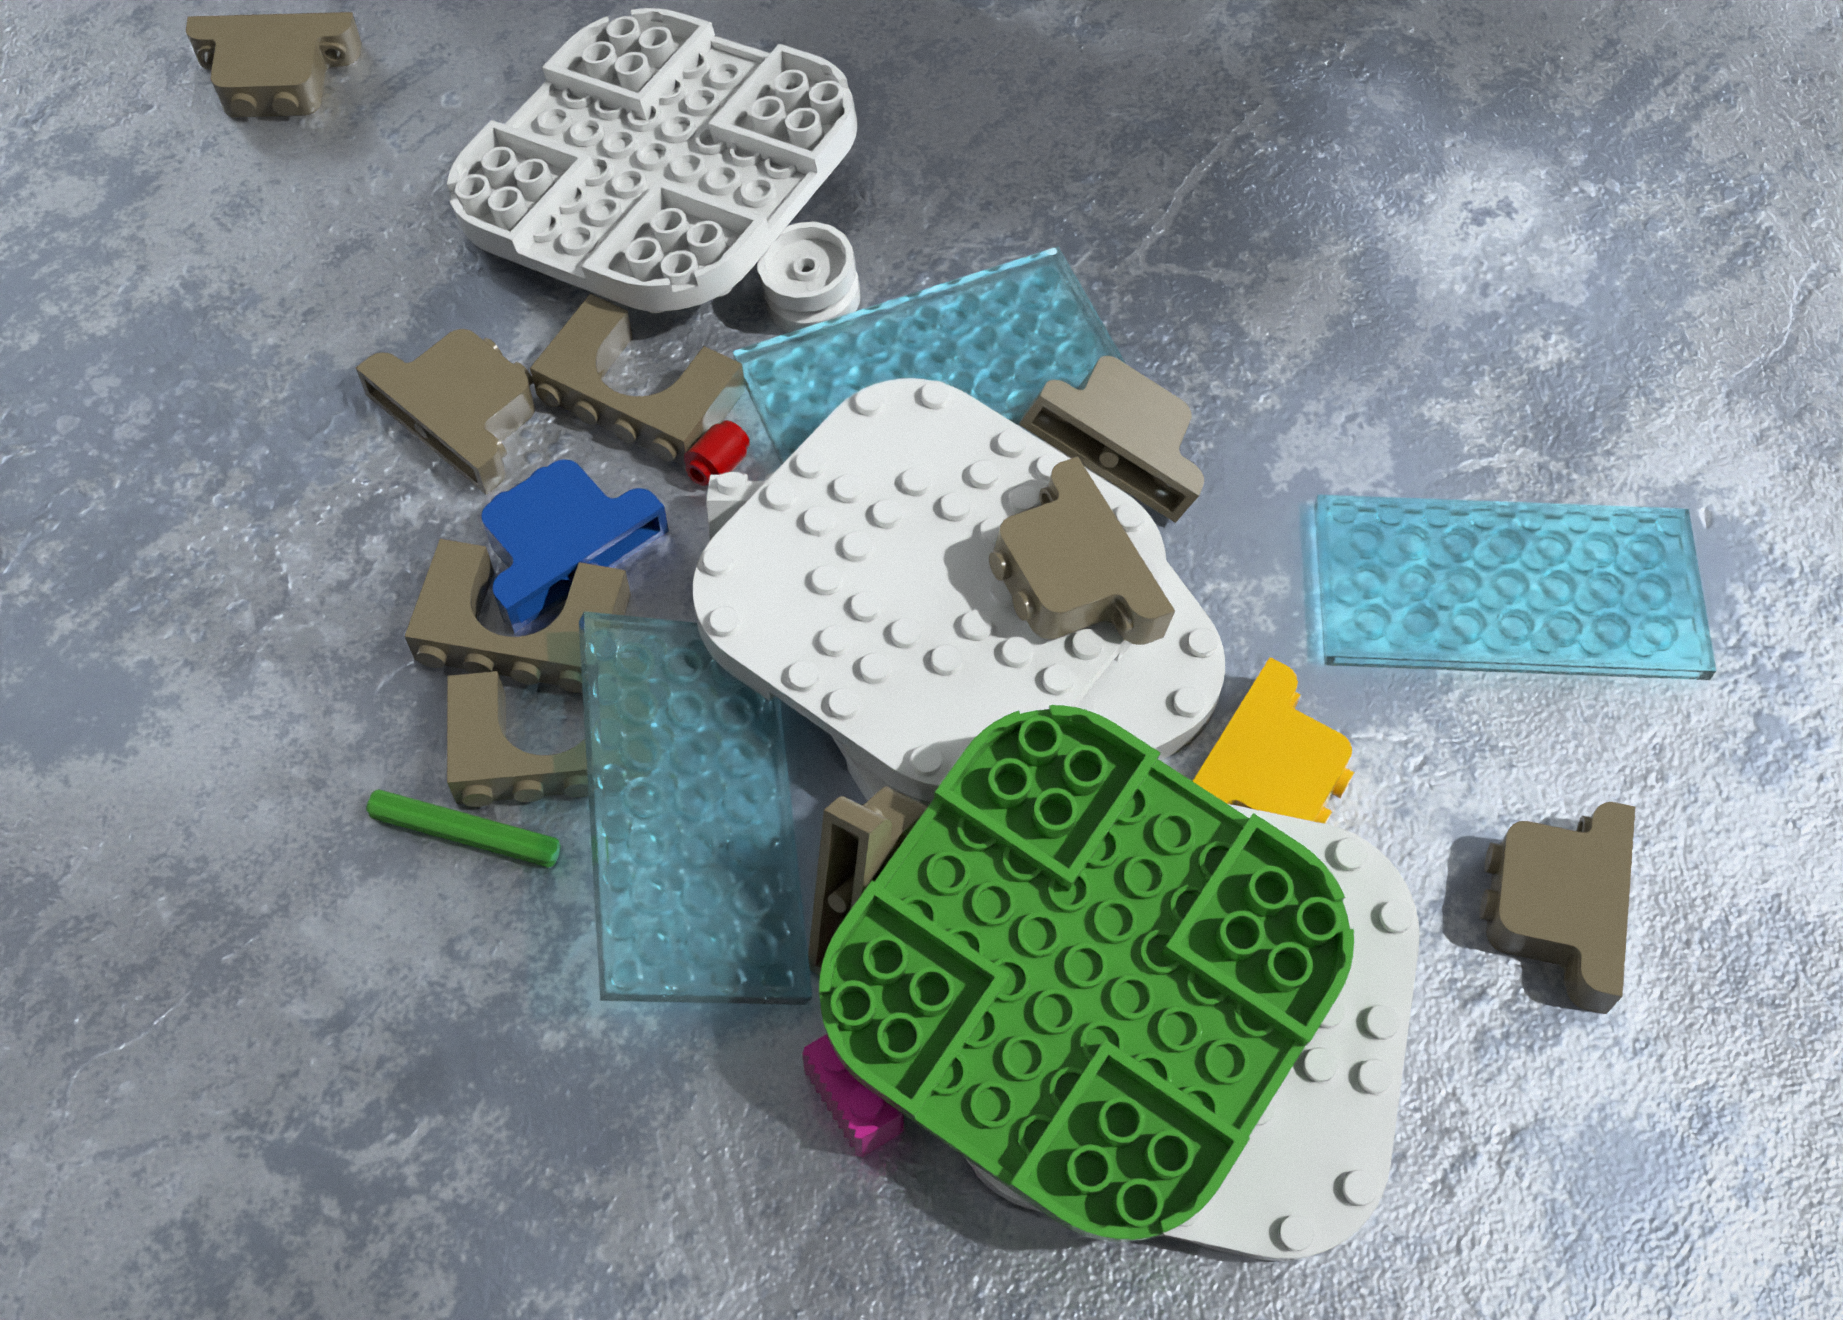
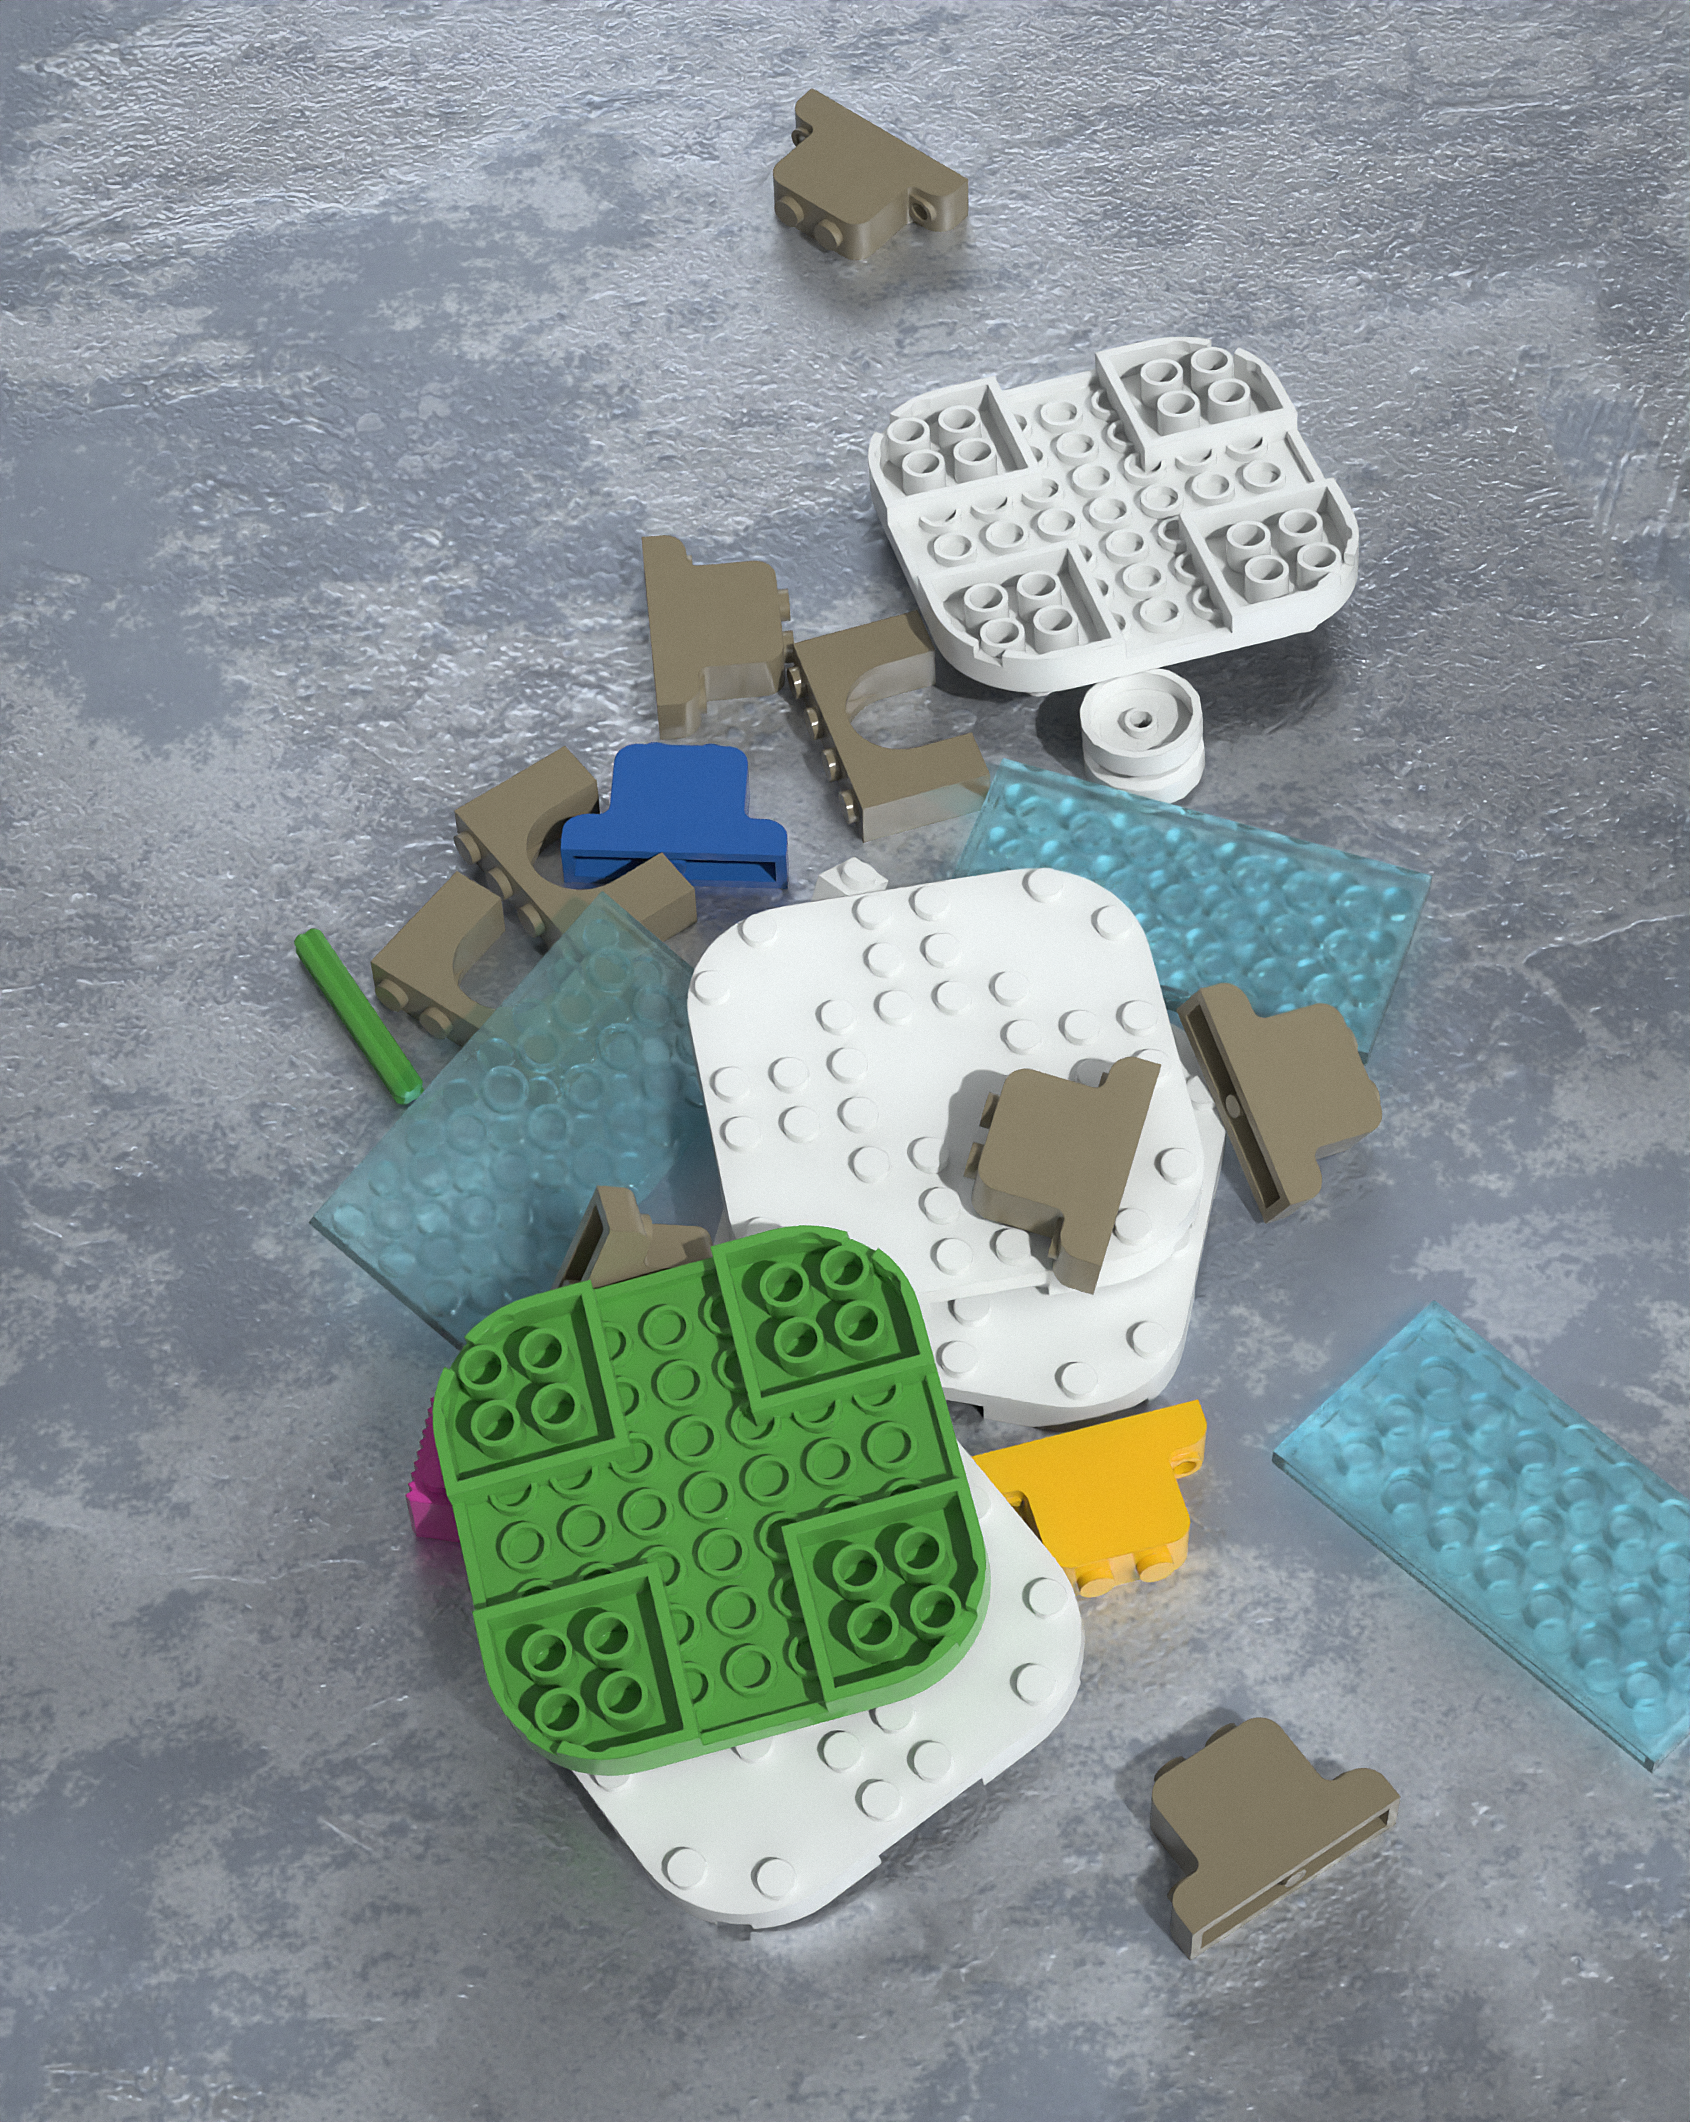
camera: 45 degrees right, 5 degrees down
(716, 452) = (894, 844): red brick -> none

